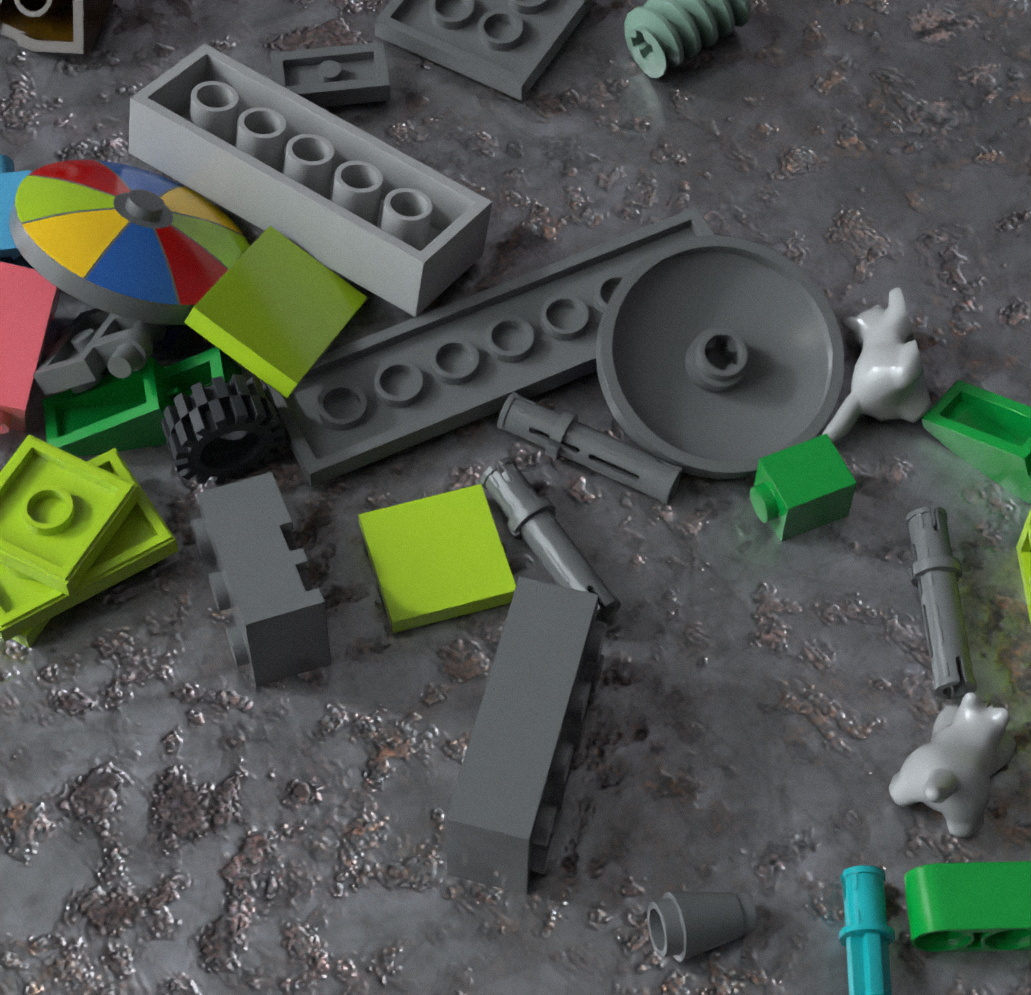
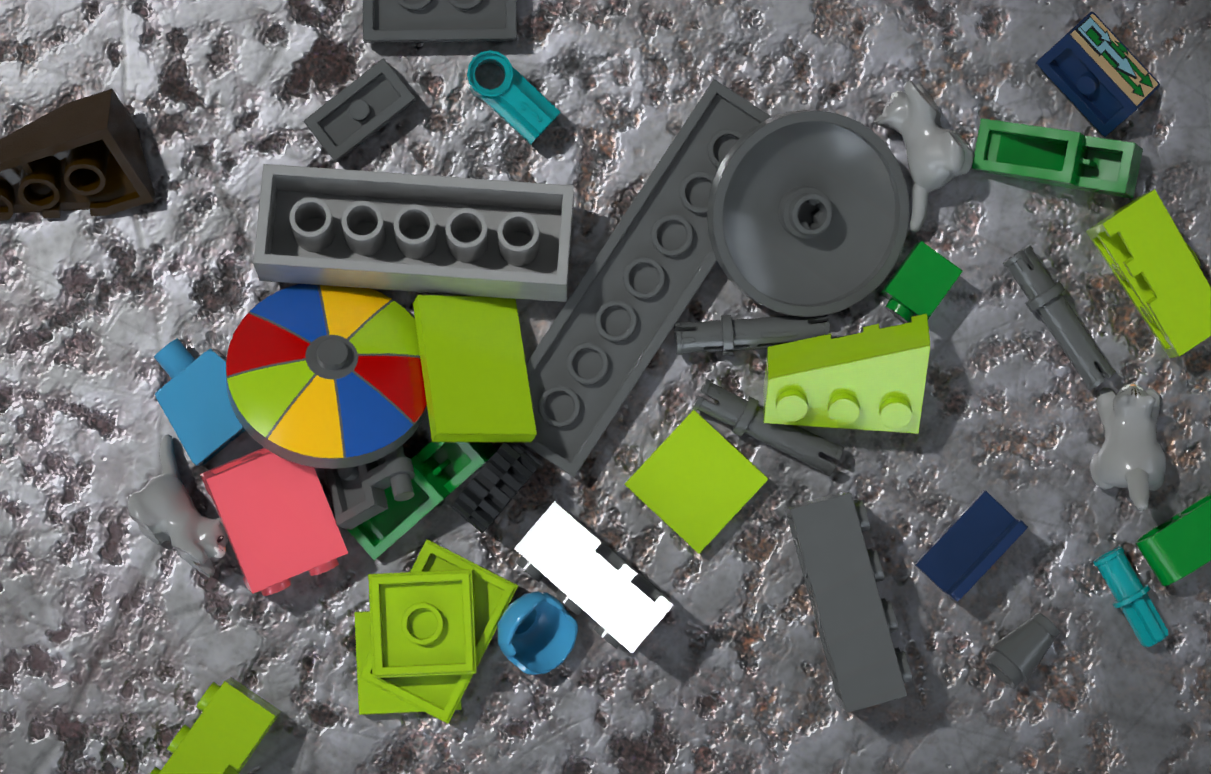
camera: 25 degrees left, 30 degrees up
(162, 594) = (536, 633): none -> dark azure hair
(483, 127) = (515, 99): none -> teal piece
(672, 527) = (850, 380): none -> lime wedge
(704, 780) = (970, 546): none -> dark blue panel

